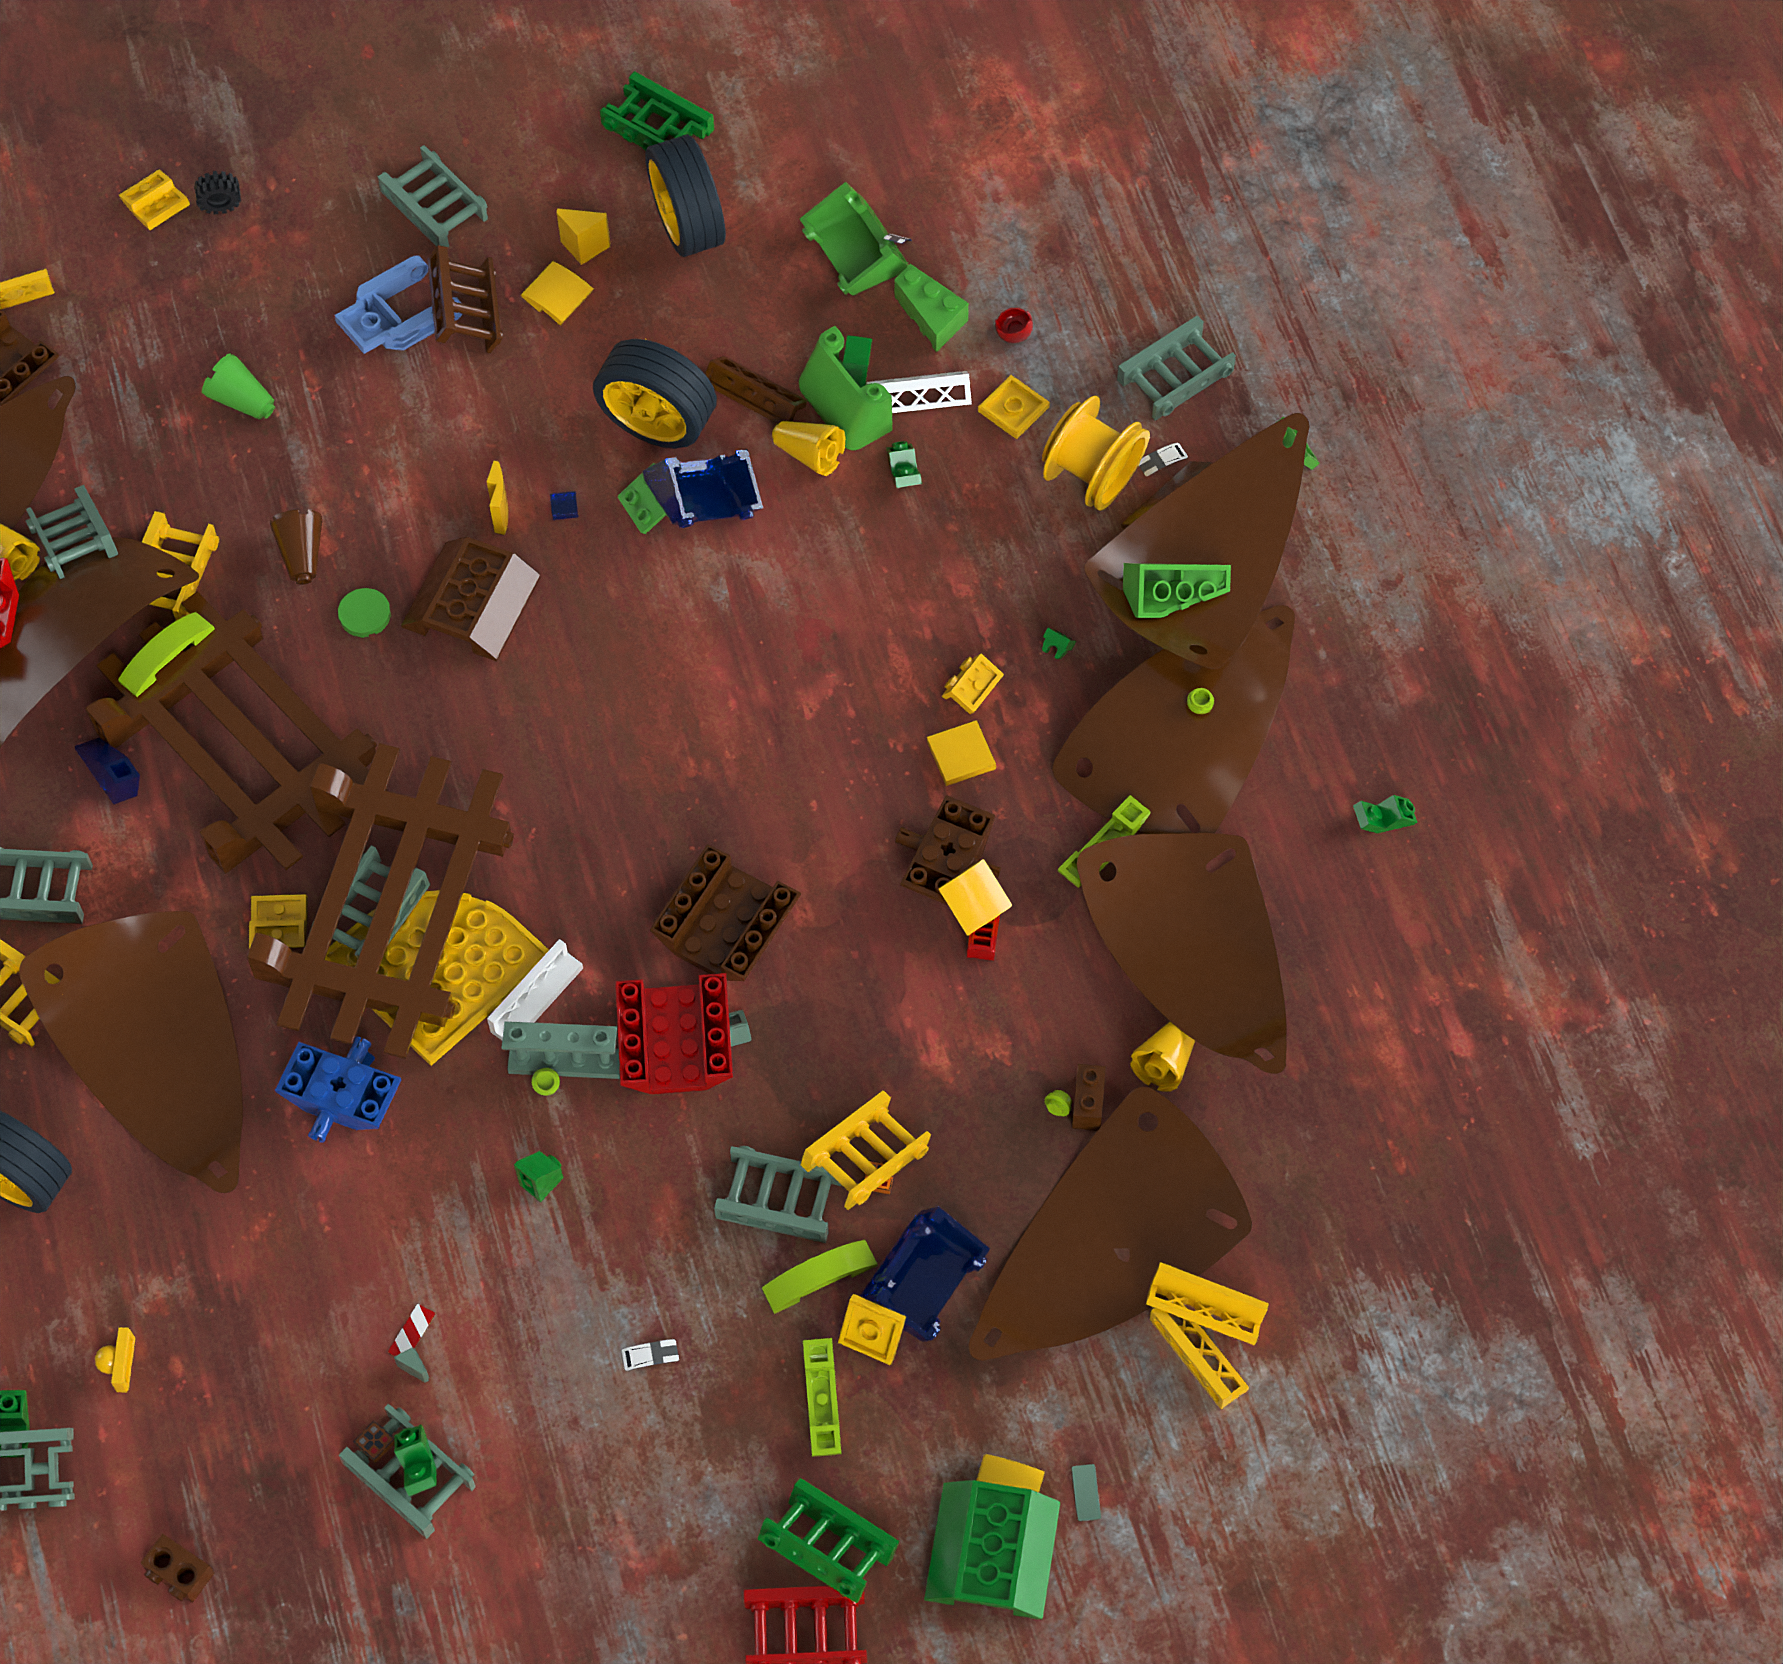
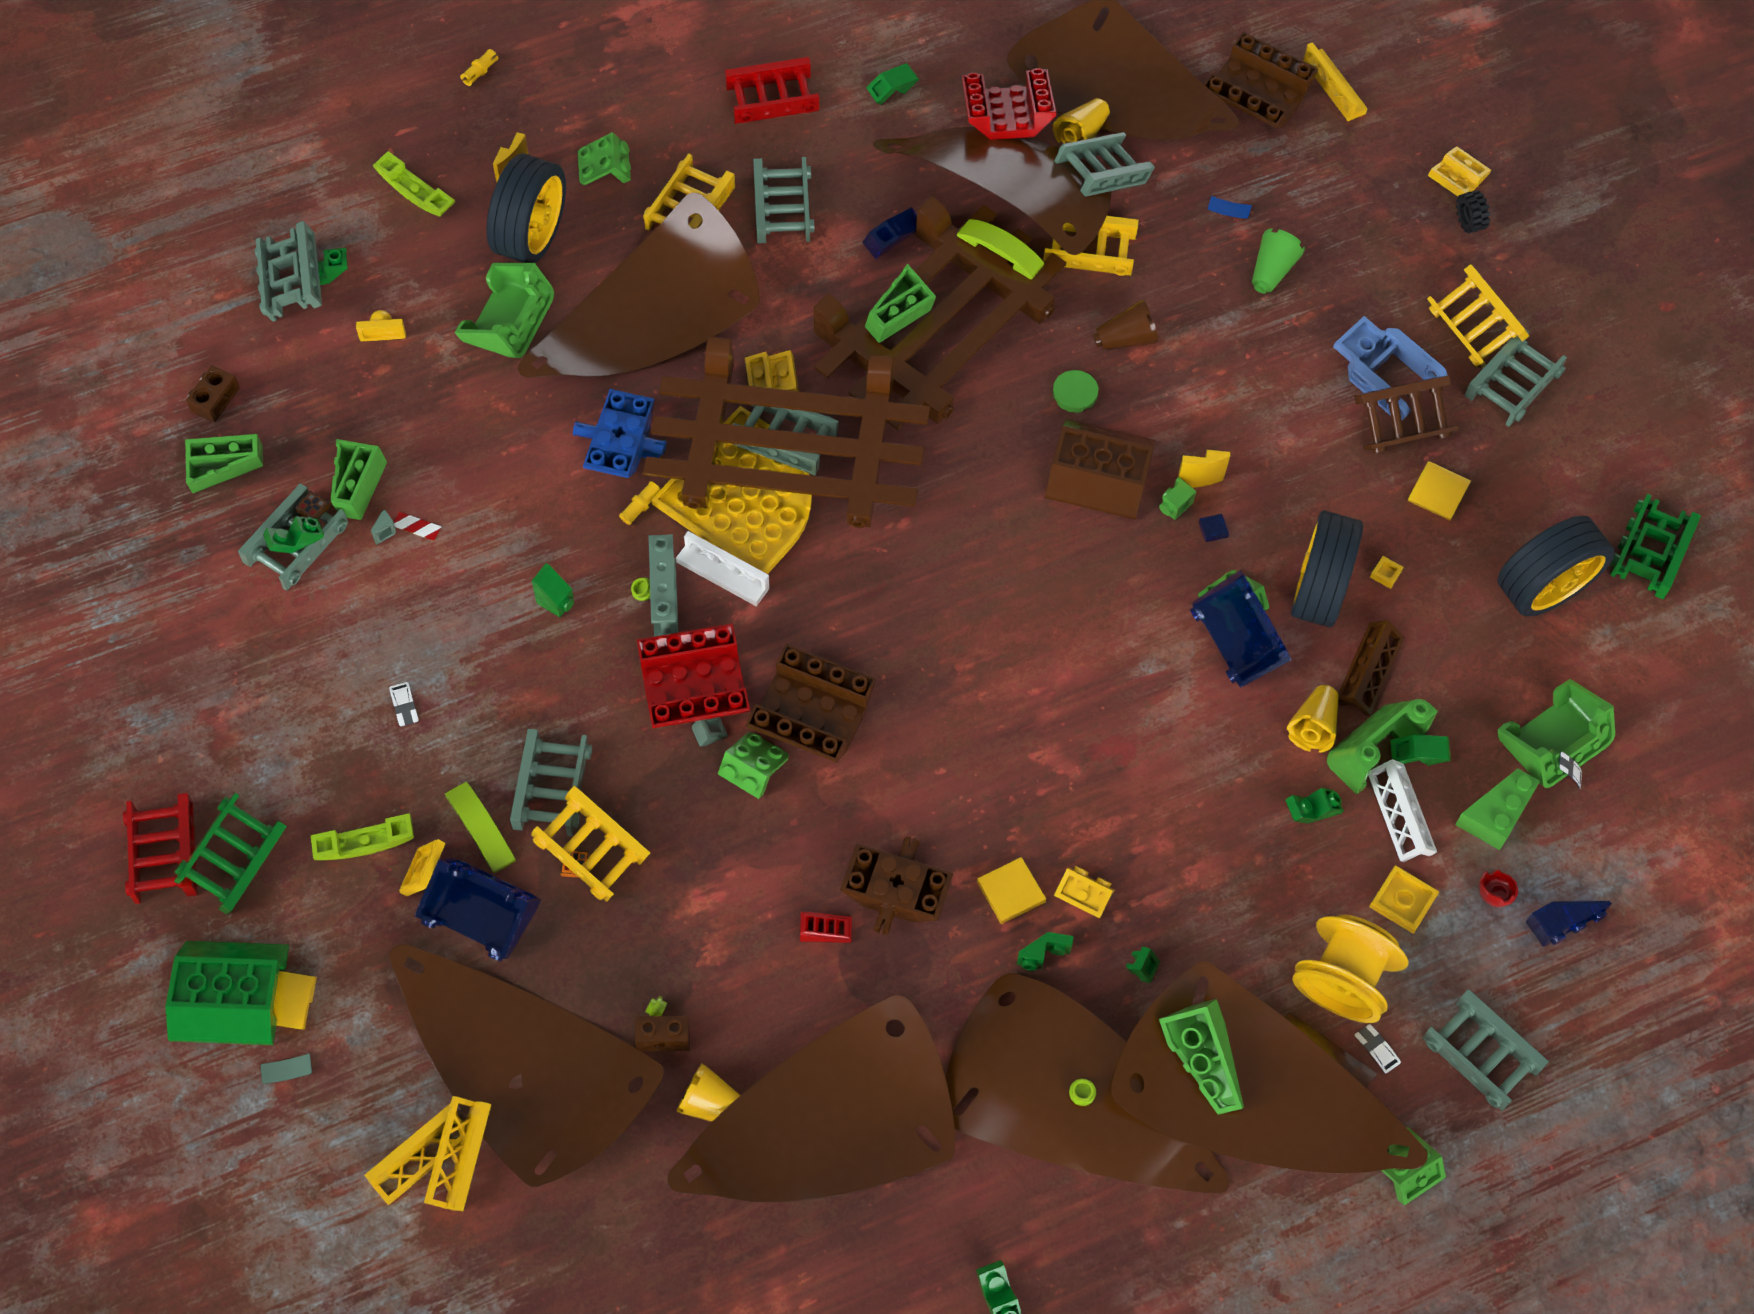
camera: 80 degrees right, 0 degrees up
(125, 1207) = (512, 312): none -> bright green windscreen
(148, 426) = (1229, 208): none -> blue sticker
(229, 761) = (900, 305): none -> bright green wedge
(282, 1557) = (221, 459): none -> bright green wedge
(337, 1392) = (355, 476): none -> bright green wedge
(361, 188) = (1485, 297): none -> yellow fence
(429, 1076) = (639, 503): none -> yellow pin
(525, 531) = (1177, 499): none -> bright green brick
(583, 233) = (1502, 498): yellow slope -> none
(784, 983) = (752, 763): none -> bright green bracket
(975, 897) = (849, 909): yellow slope -> none
(1034, 733) = (1033, 955): none -> green slope
(1052, 284) = (1562, 917): none -> clear blue slope
(1124, 822) = (947, 1039): lime slope -> none

